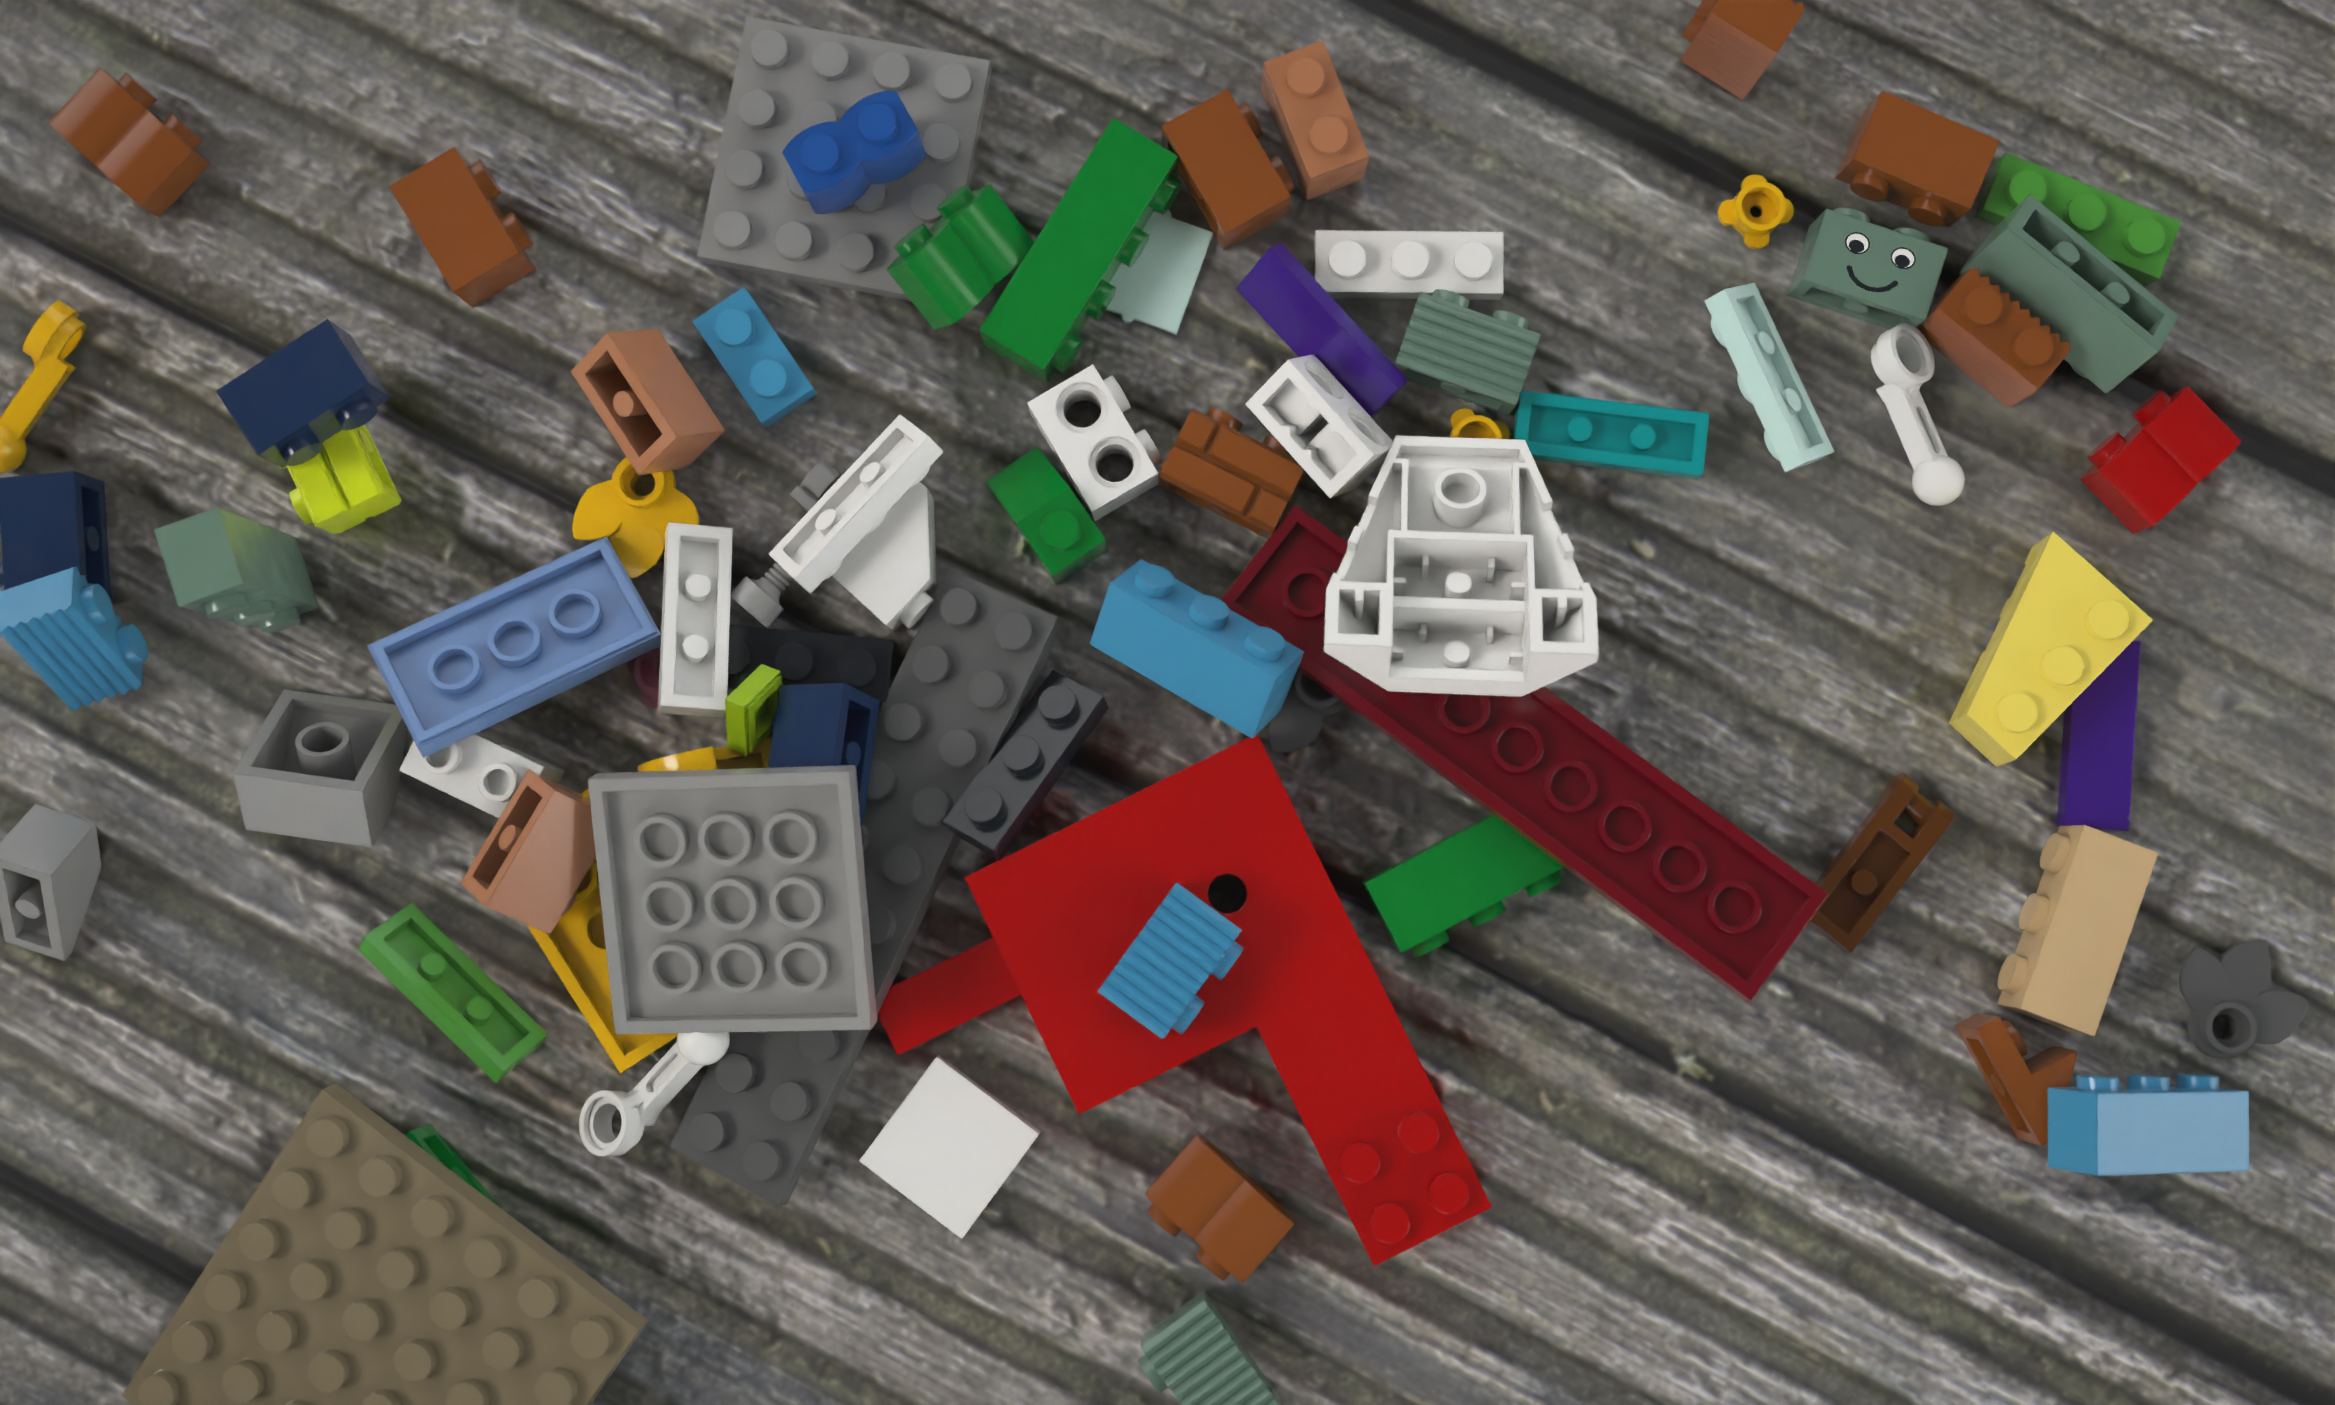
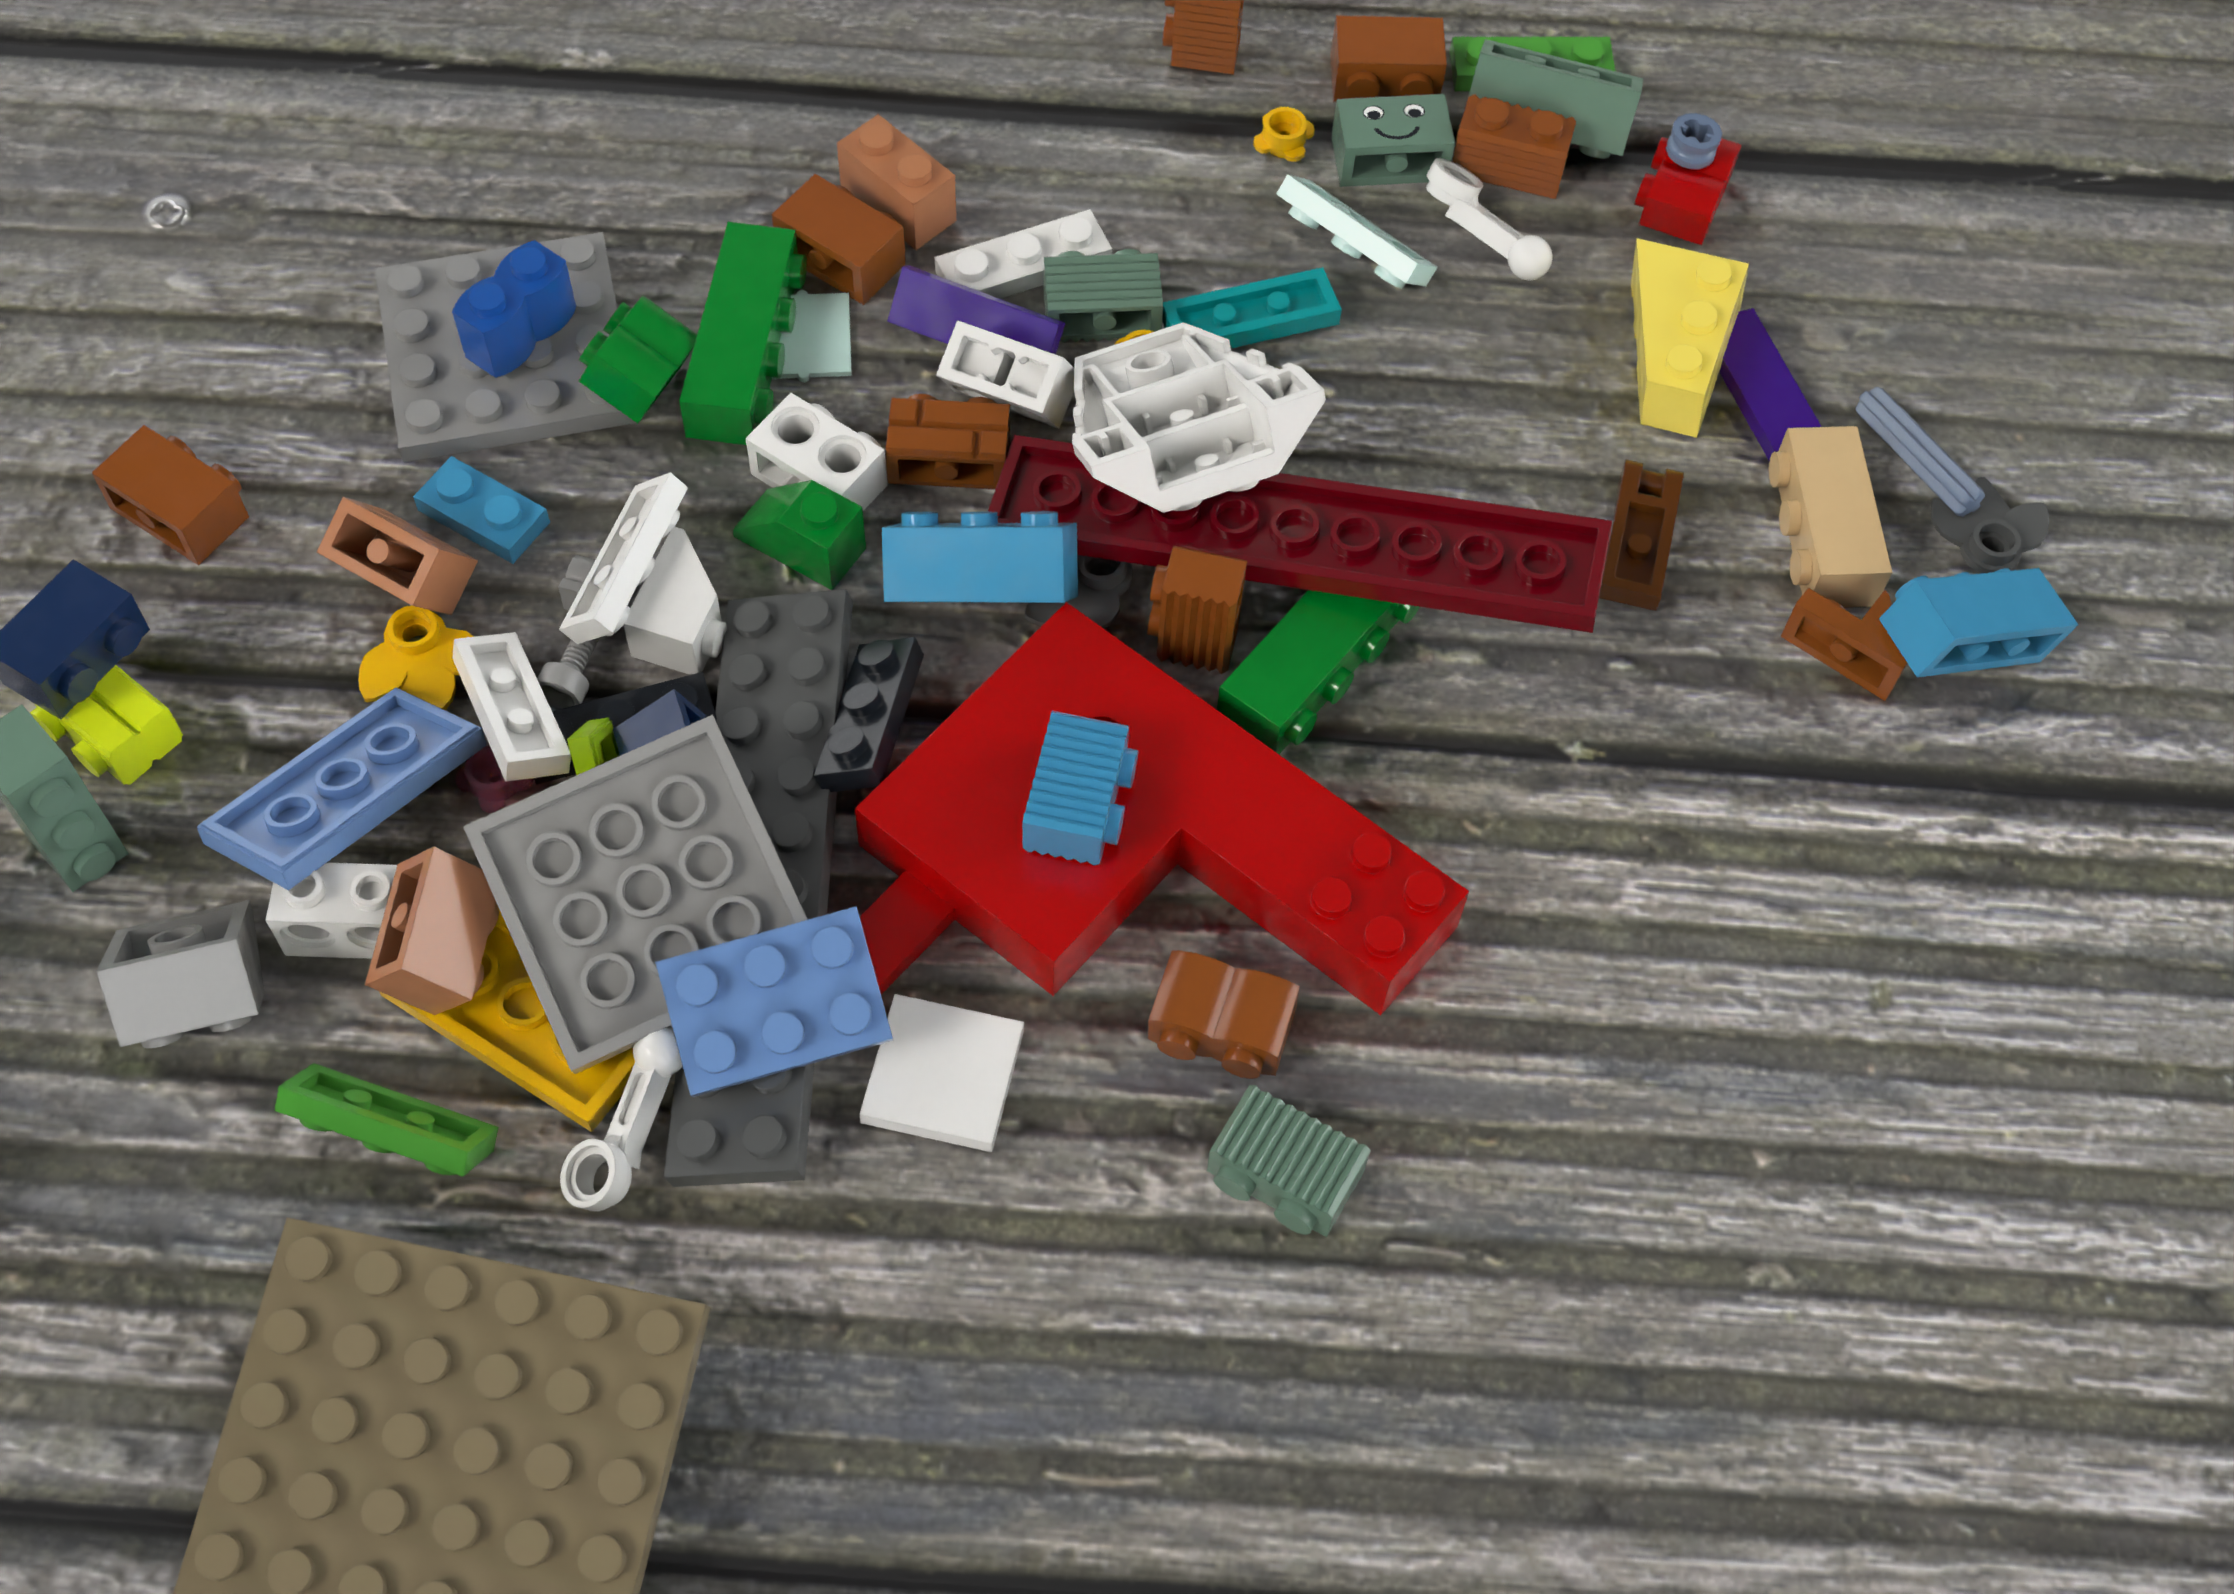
camera: 30 degrees left, 25 degrees down
(810, 1057) = (773, 1001): none -> medium blue plate
(1385, 786) = (1197, 608): none -> dark orange brick
(2196, 415) = (1693, 141): none -> sand blue bush
(2213, 891) = (1920, 452): none -> sand blue axle

